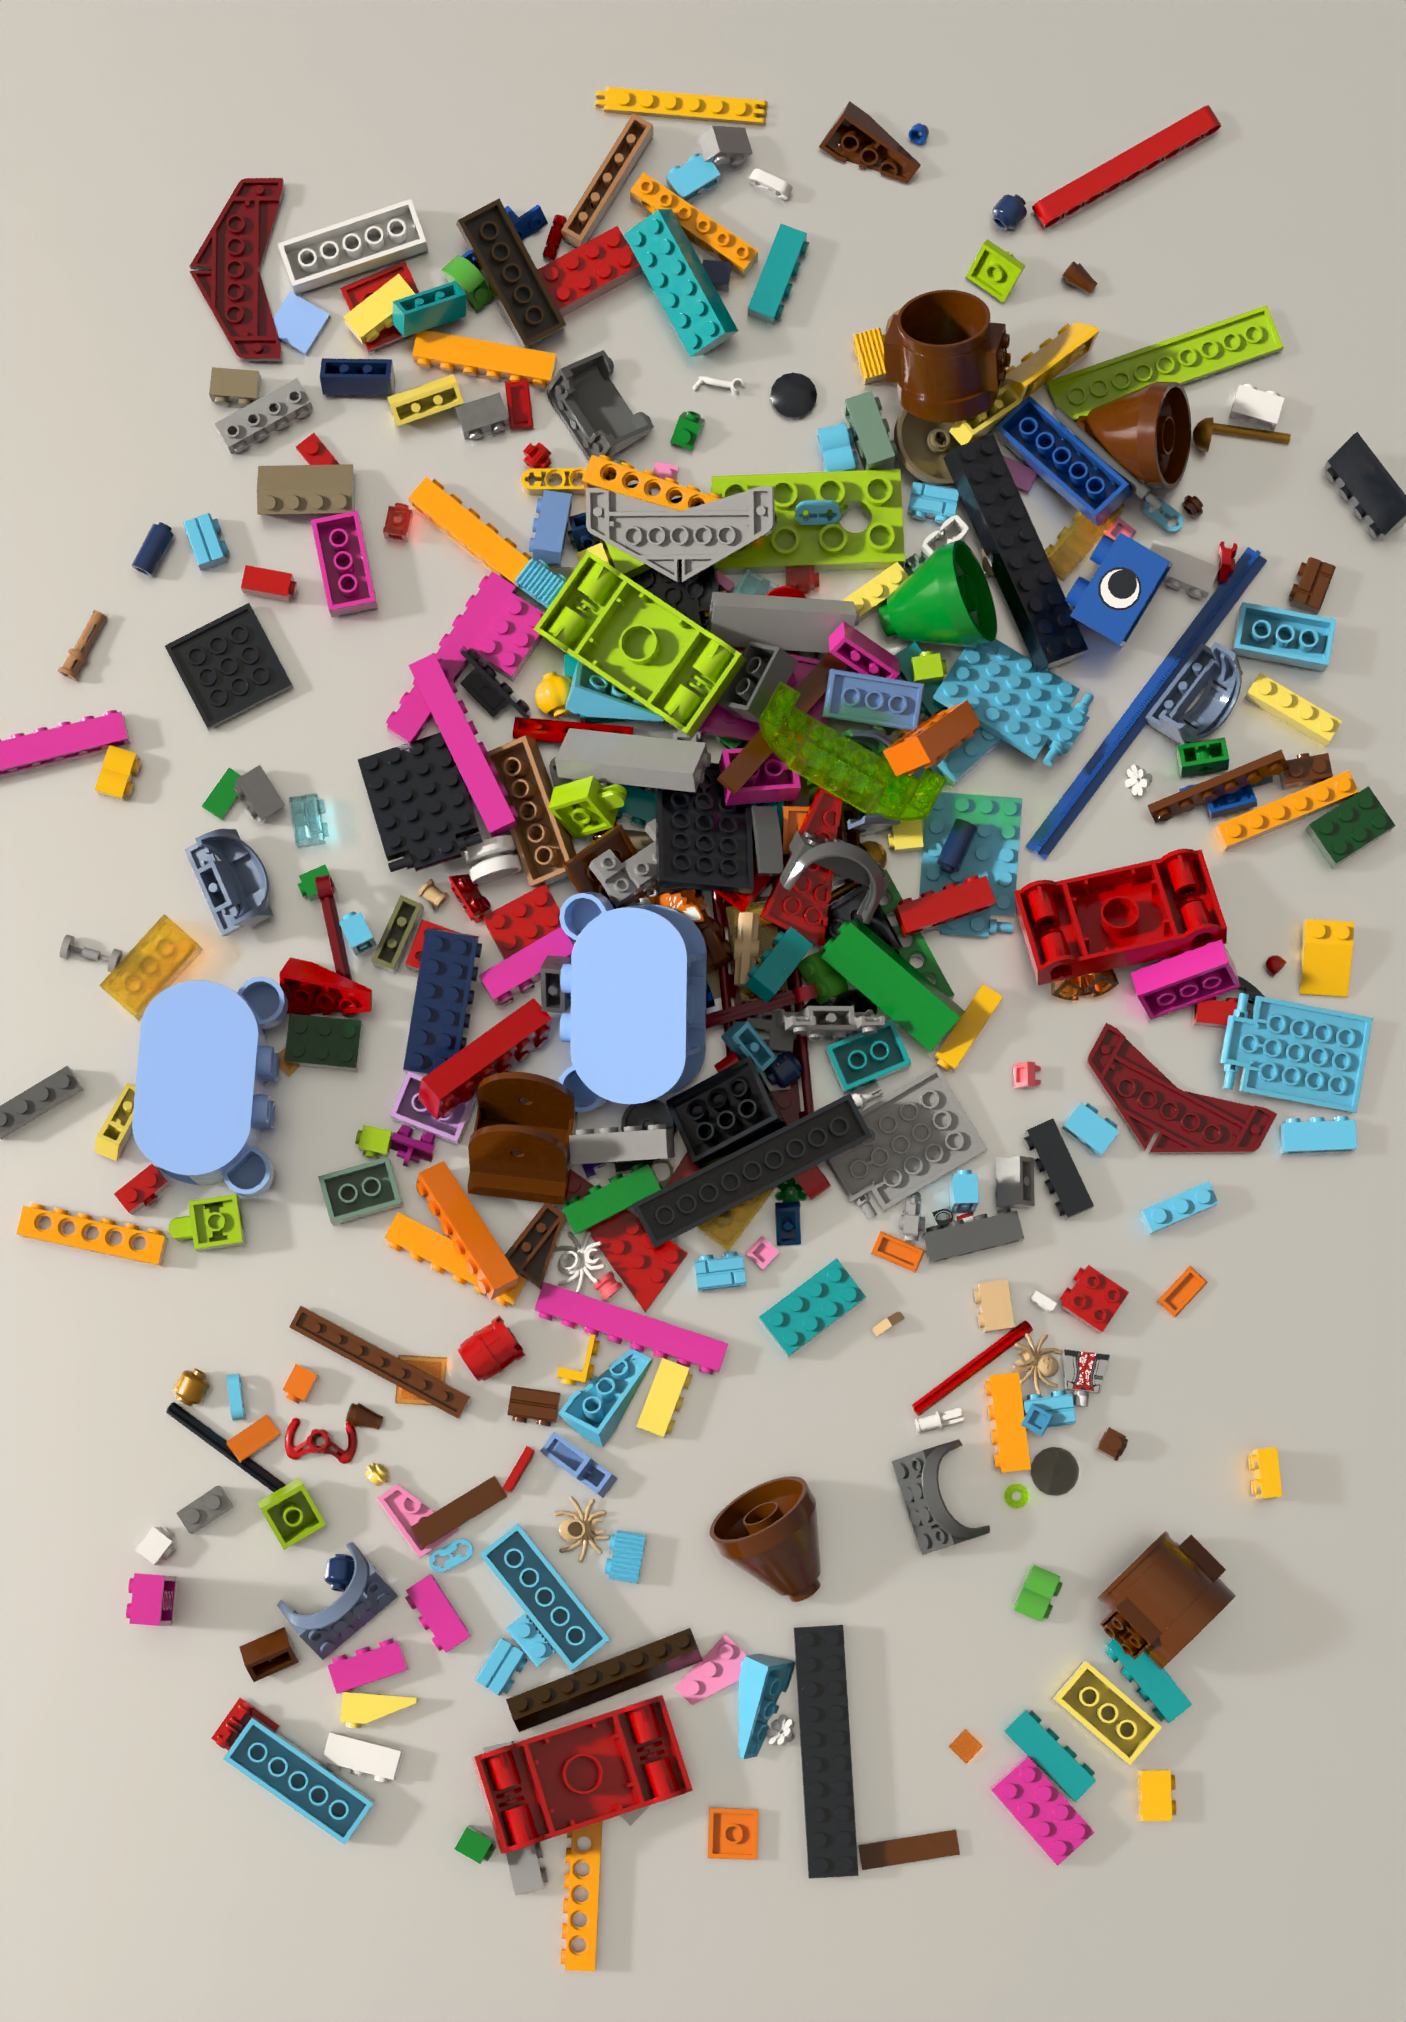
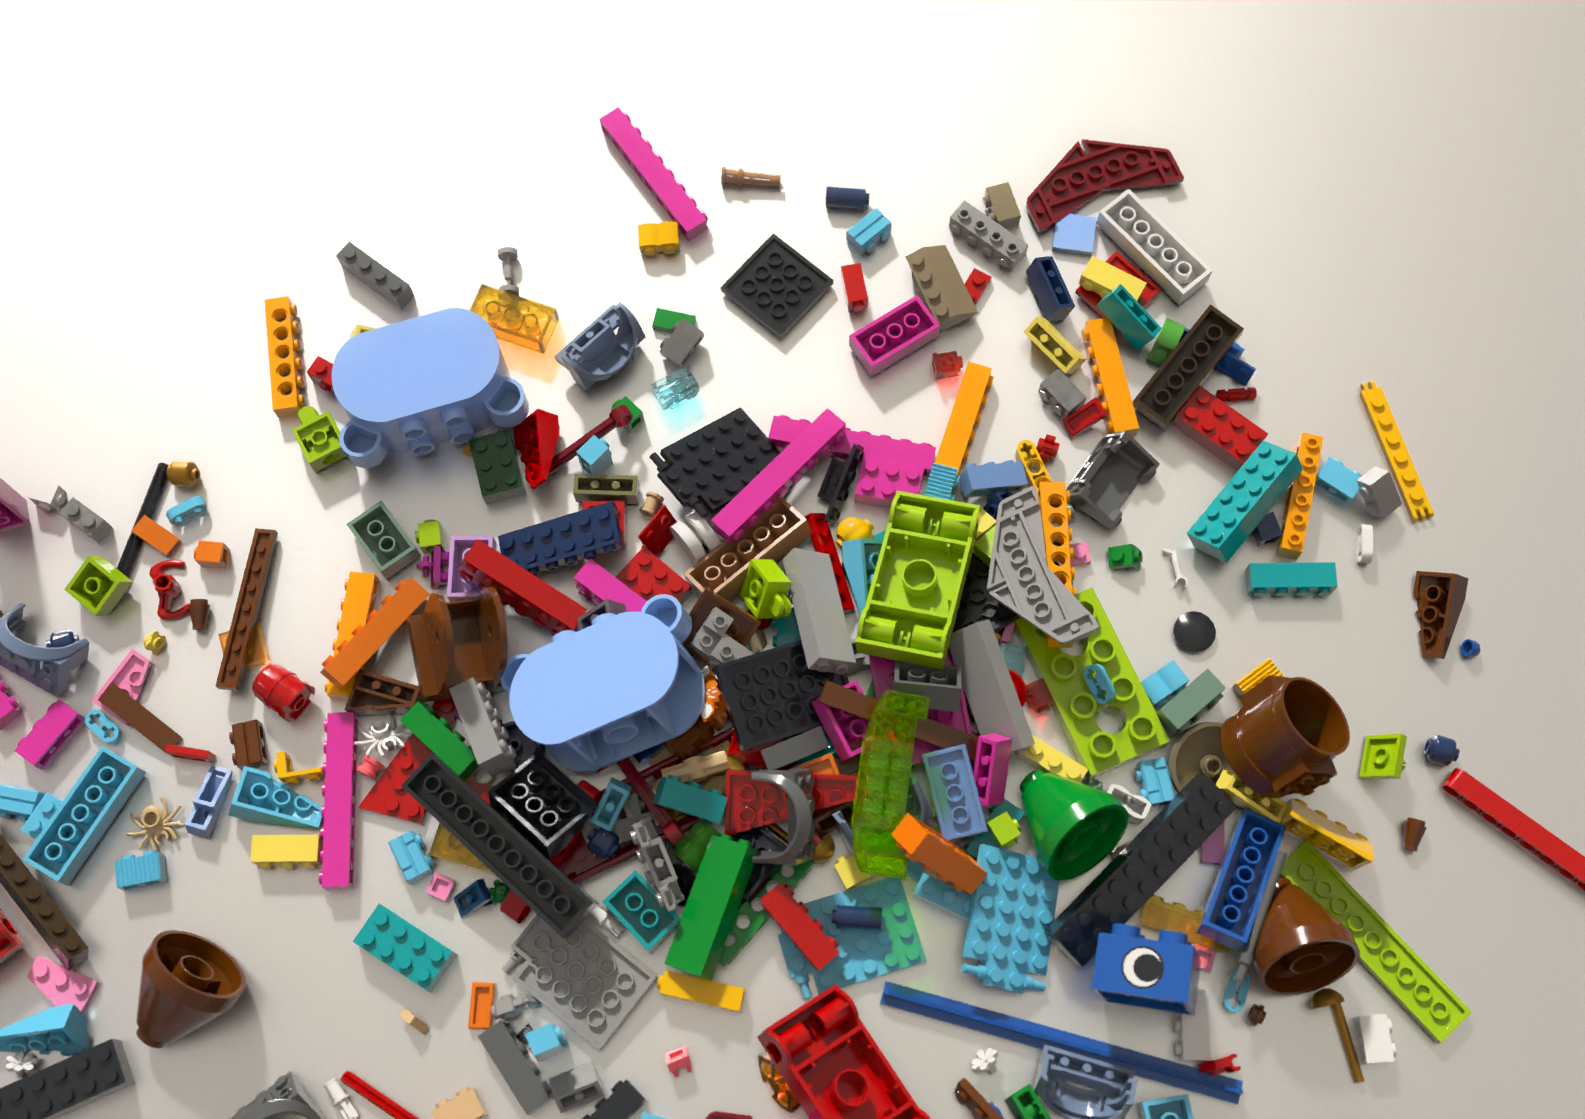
camera: 70 degrees right, 10 degrees down
(607, 181) = (1303, 414): medium nougat brick -> none

